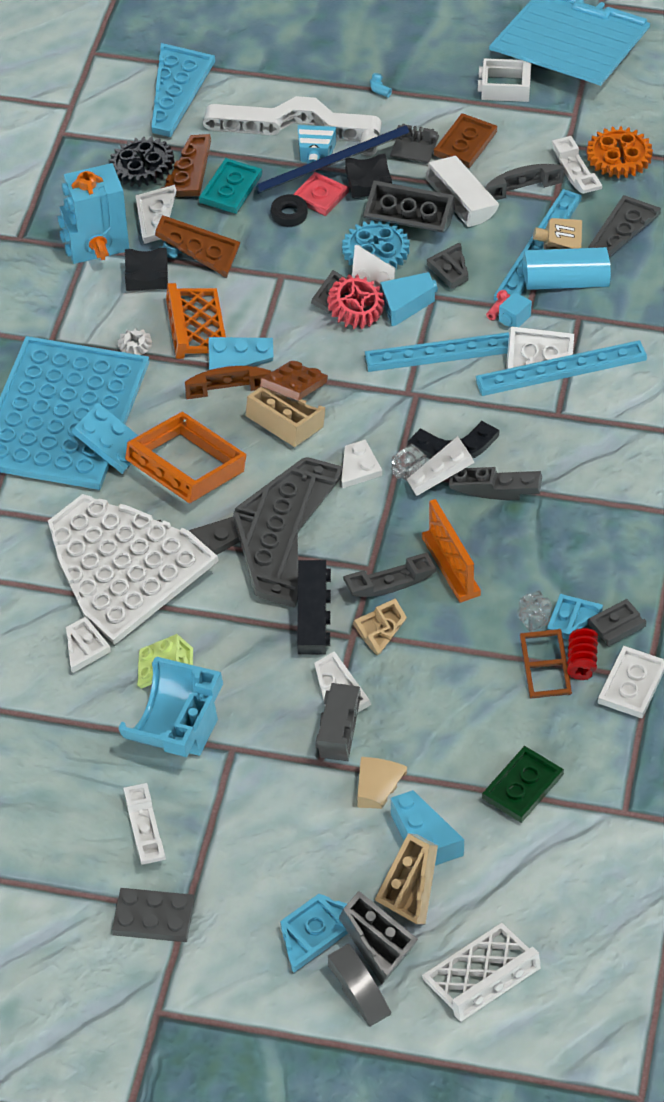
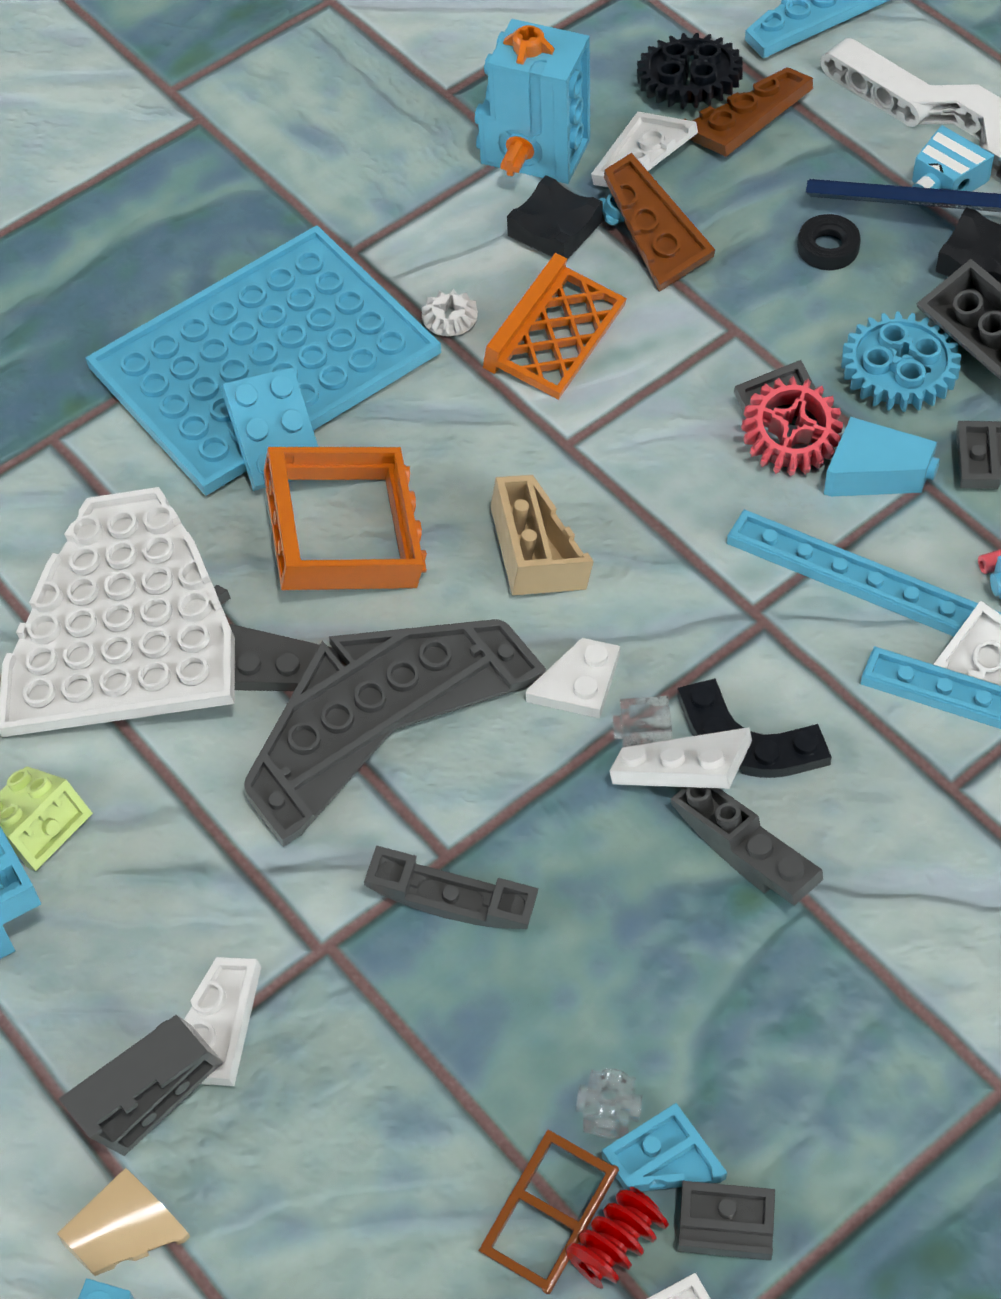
camera: 40 degrees right, 5 degrees up
(224, 378) = (471, 423): dark orange slope -> none
(230, 185) = (778, 164): teal plate -> none
(239, 351) = (563, 407): medium azure wing -> none
(294, 380) = (593, 493): dark orange plate -> none
(313, 607) = (291, 865): black wedge -> none
(322, 193) = (897, 242): coral tile -> none
(371, 266) = (859, 388): white wing -> none
(380, 625) = (368, 963): tan slope -> none
(450, 554) = (566, 922): orange fence -> none

